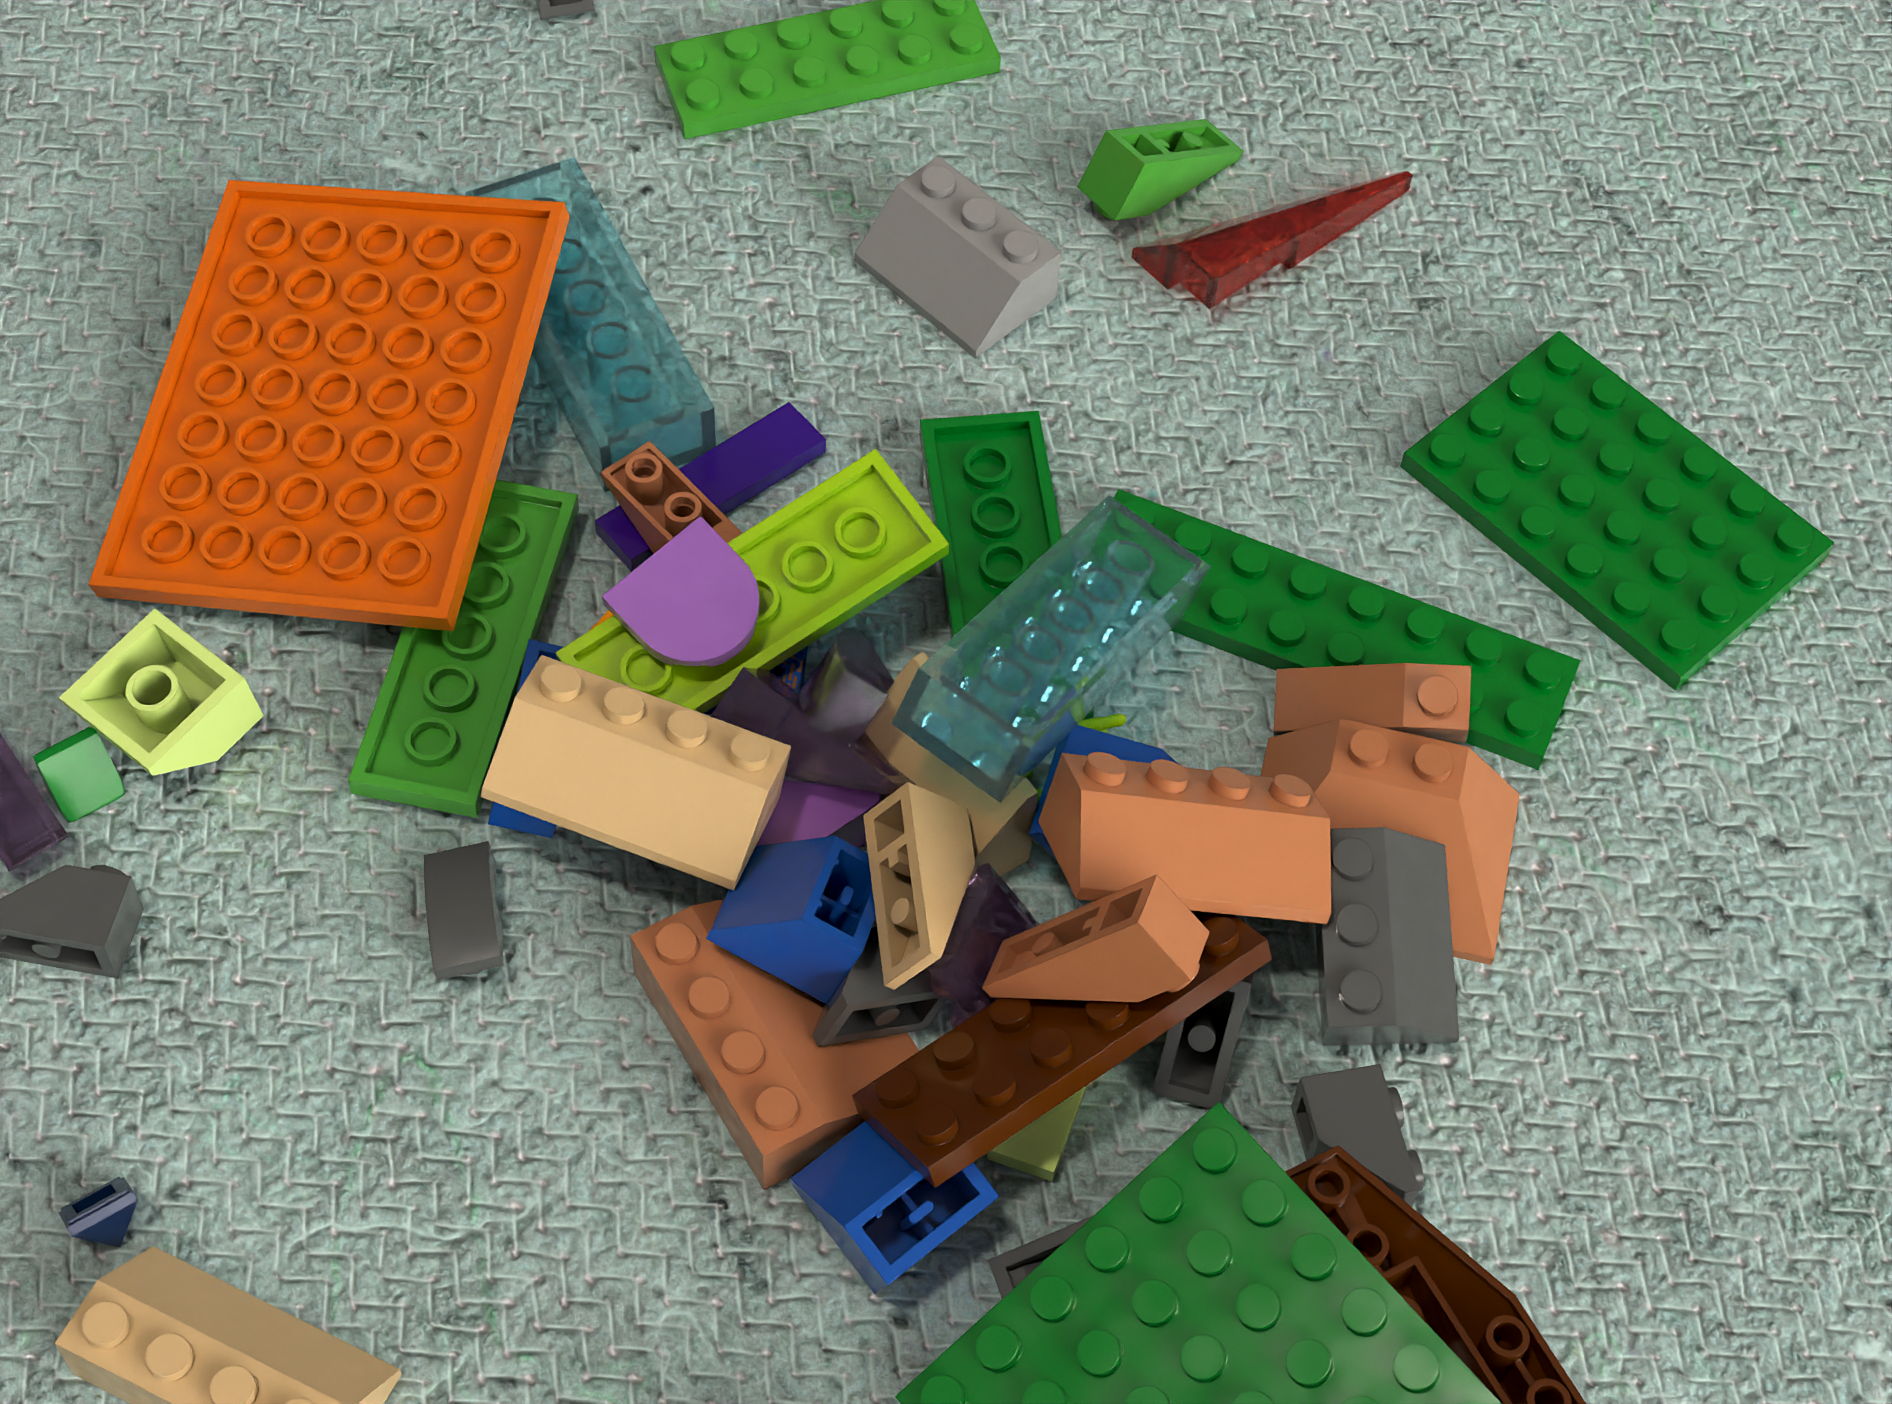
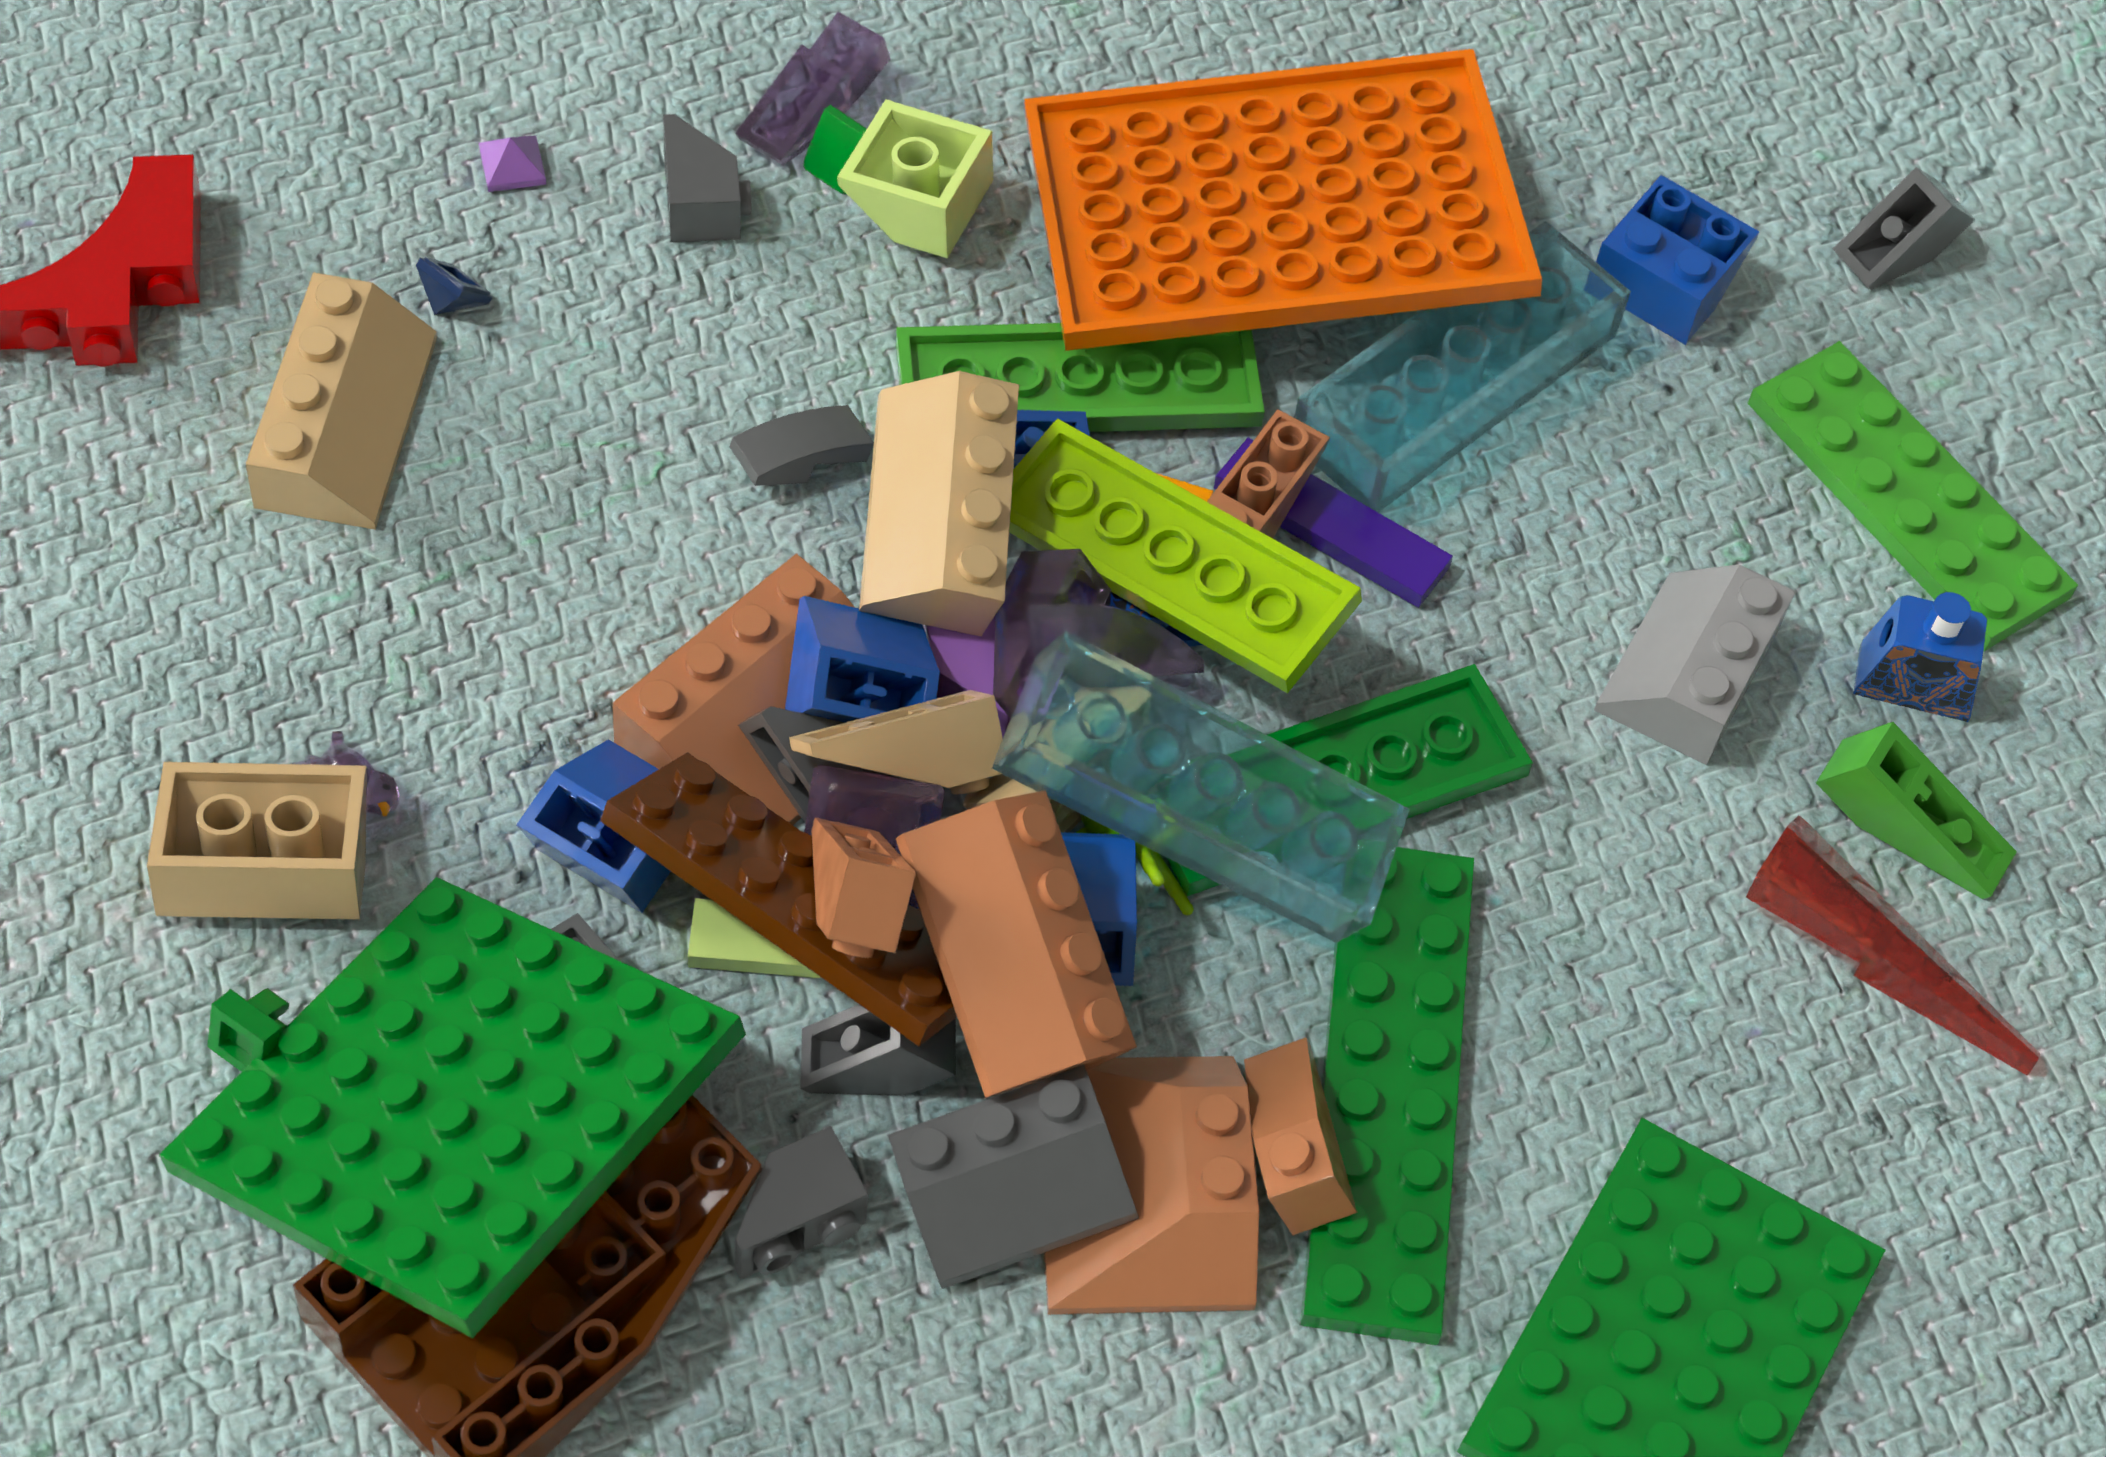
camera: 70 degrees right, 0 degrees up
(522, 118) = (1675, 257): none -> blue slope
(689, 600) = (1141, 493): medium lavender tile -> none
(1020, 83) = (1924, 656): none -> blue torso

